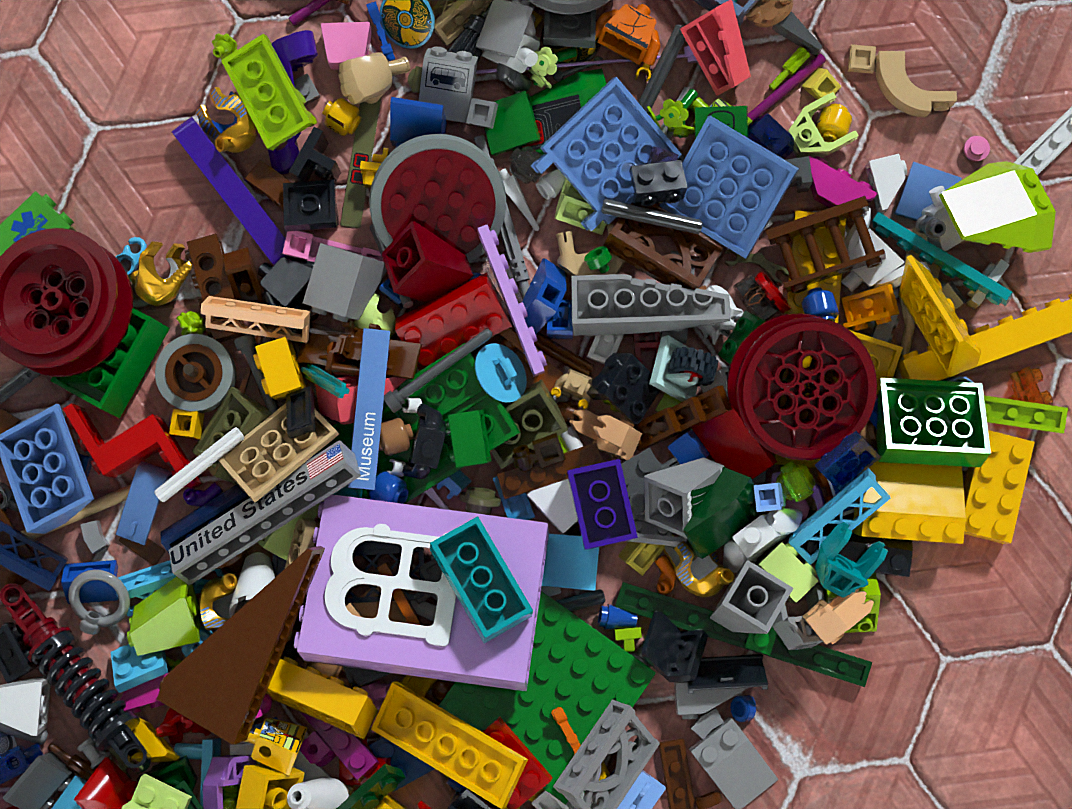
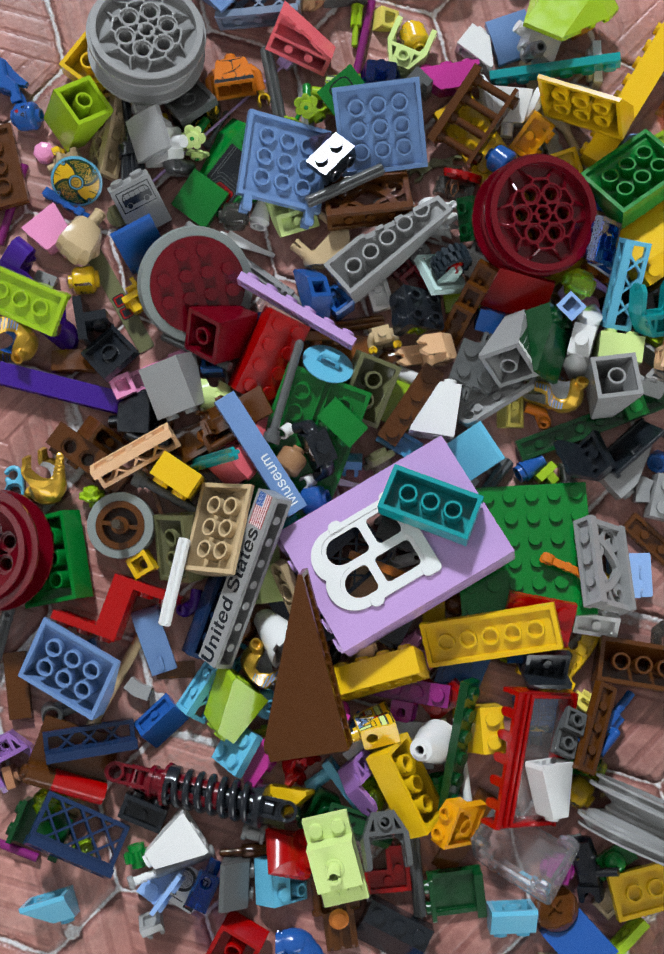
camera: 40 degrees left, 0 degrees up
(91, 620) = (183, 745): light grey piece -> none
(300, 412) = (215, 493): black tile -> none
(482, 113) = (177, 204): light grey tile -> none
(546, 451) = (399, 393): dark brown plate -> none
(598, 259) = (332, 240): green tile -> none
(602, 504) = (466, 395): dark purple brick -> none

